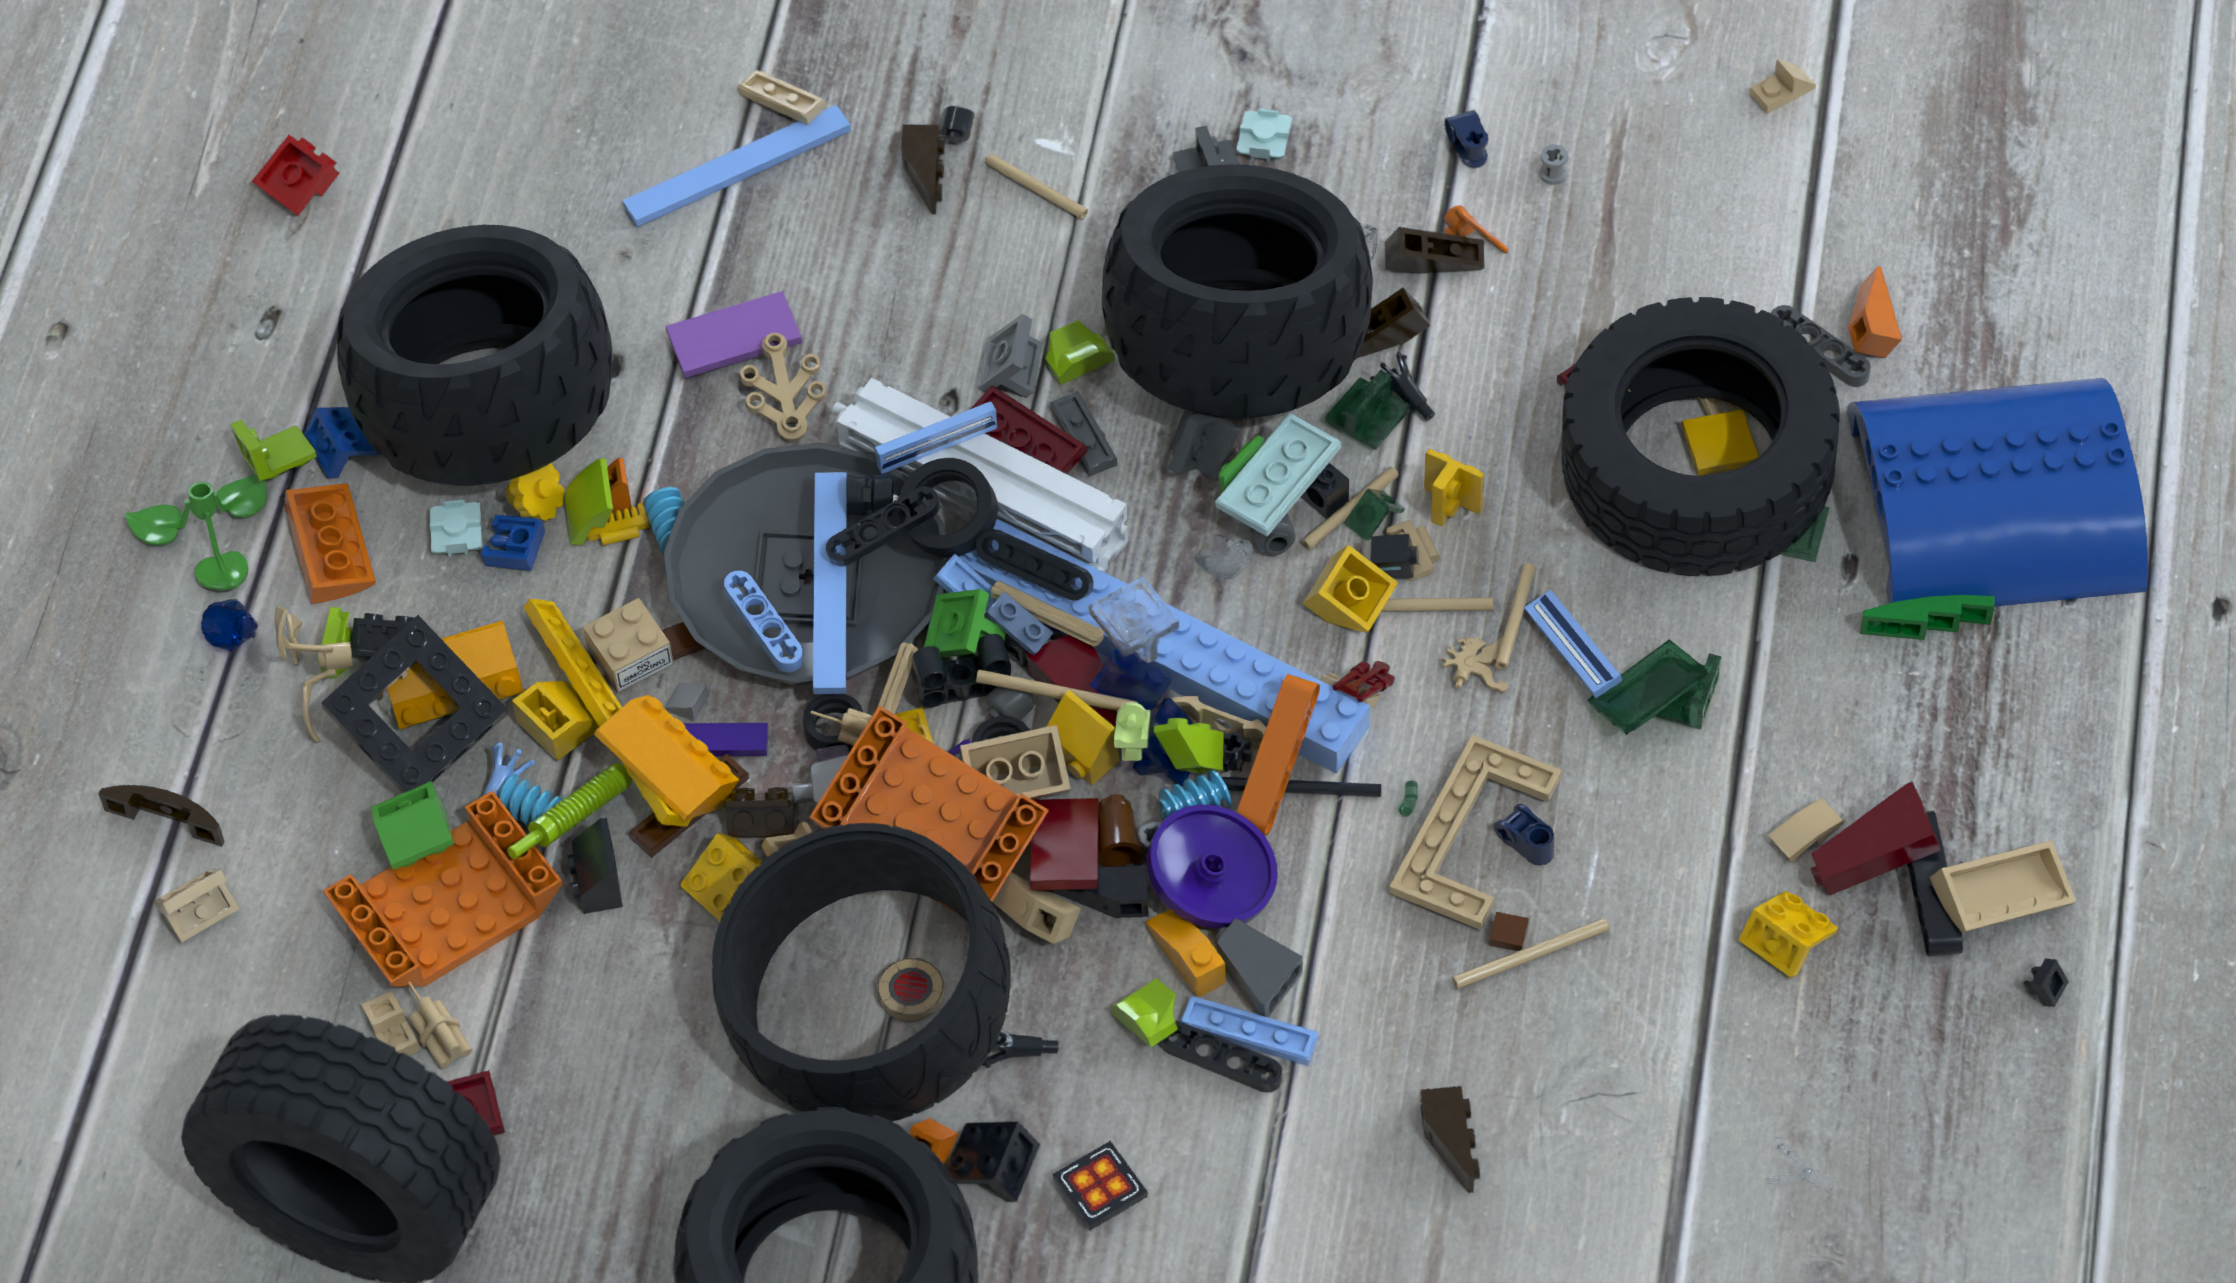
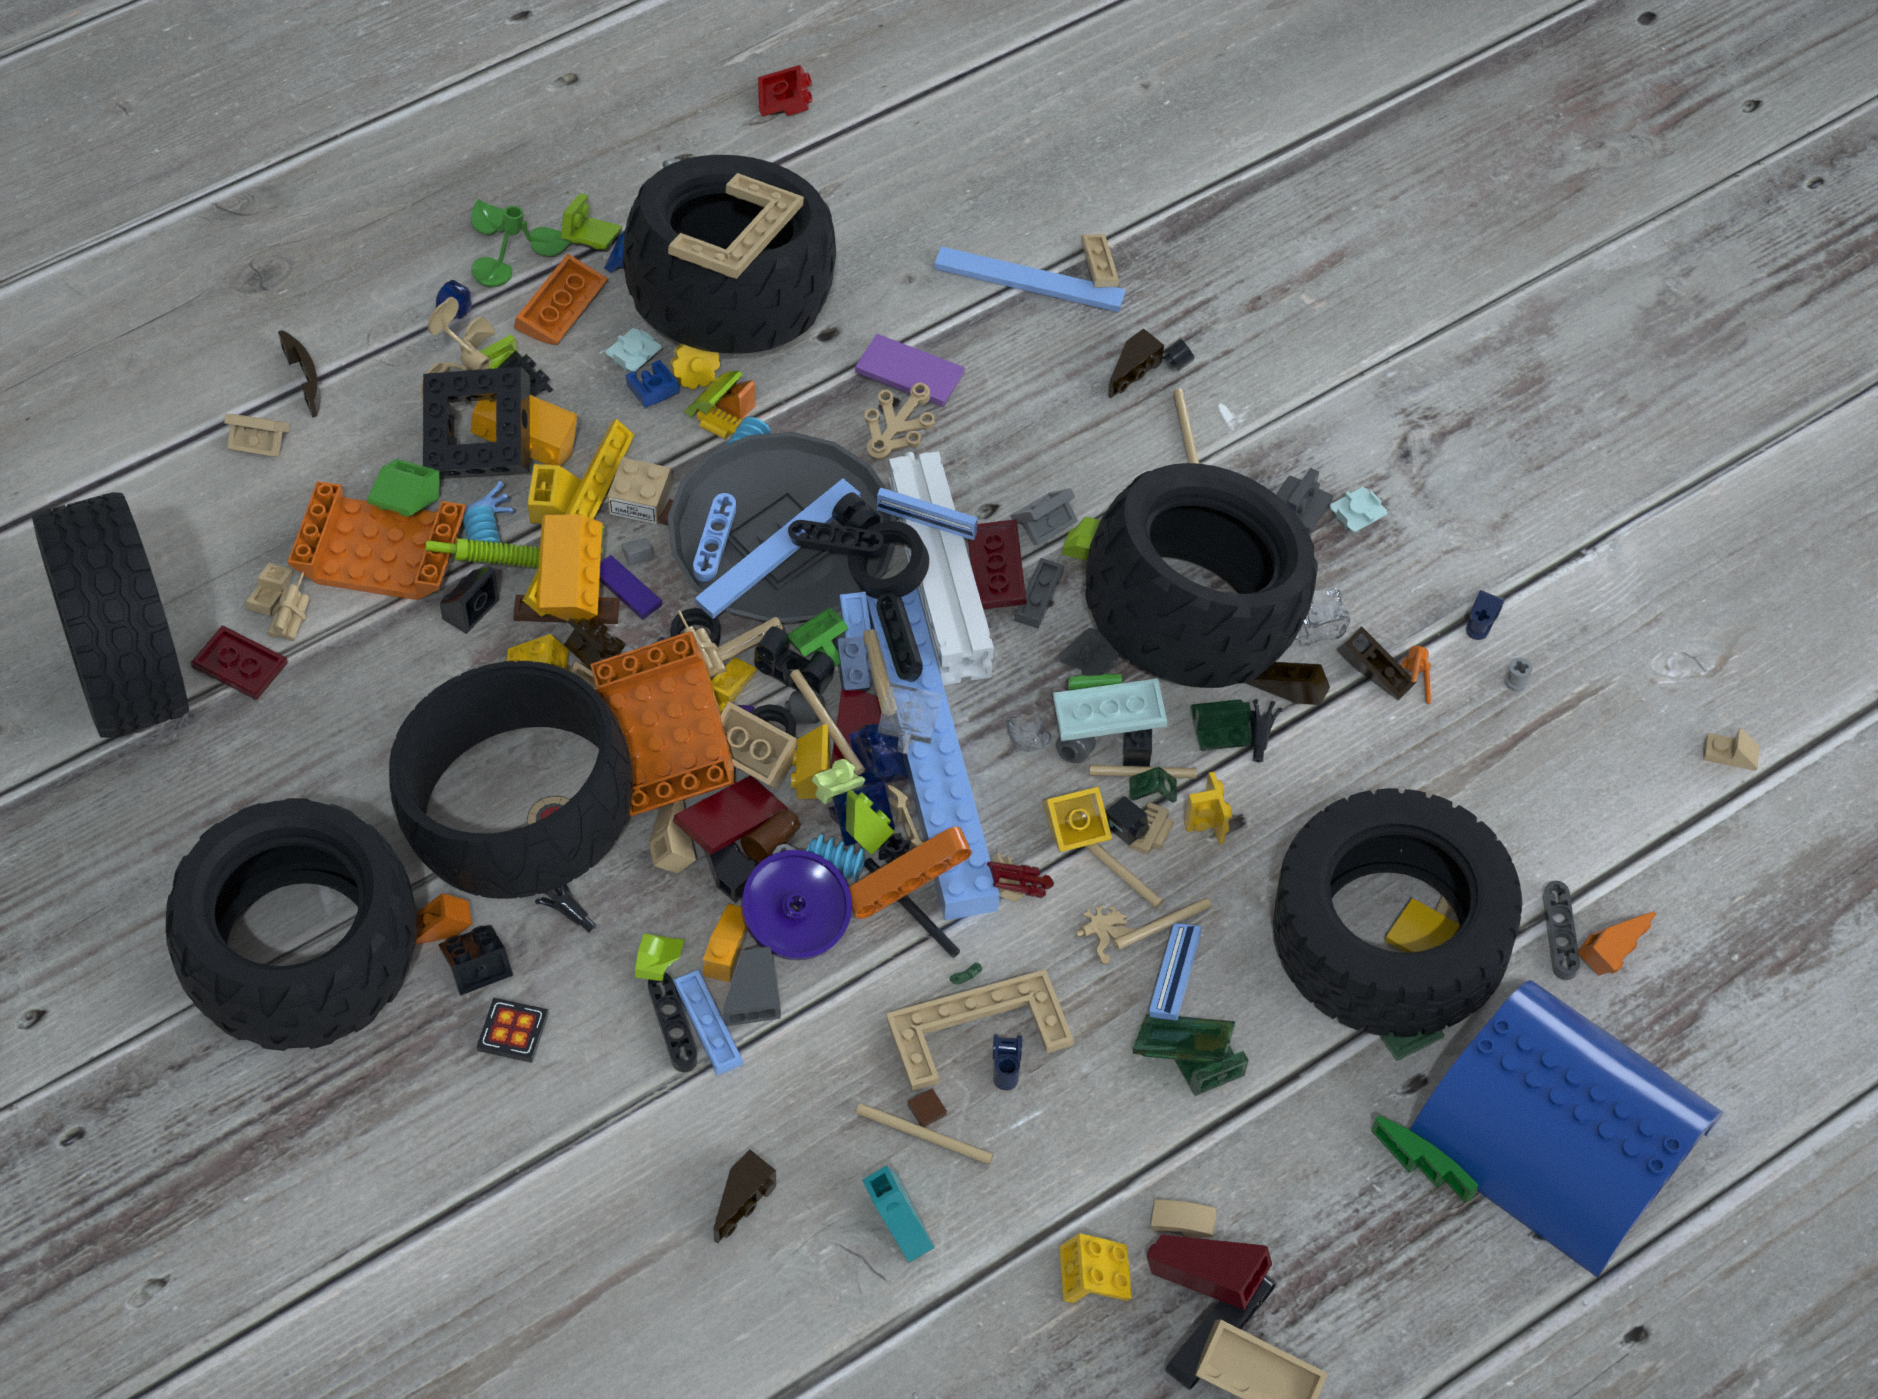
camera: 40 degrees right, 0 degrees up
(542, 337) = (778, 210): none -> tan plate
(1593, 1029) = (898, 1212): none -> teal slope

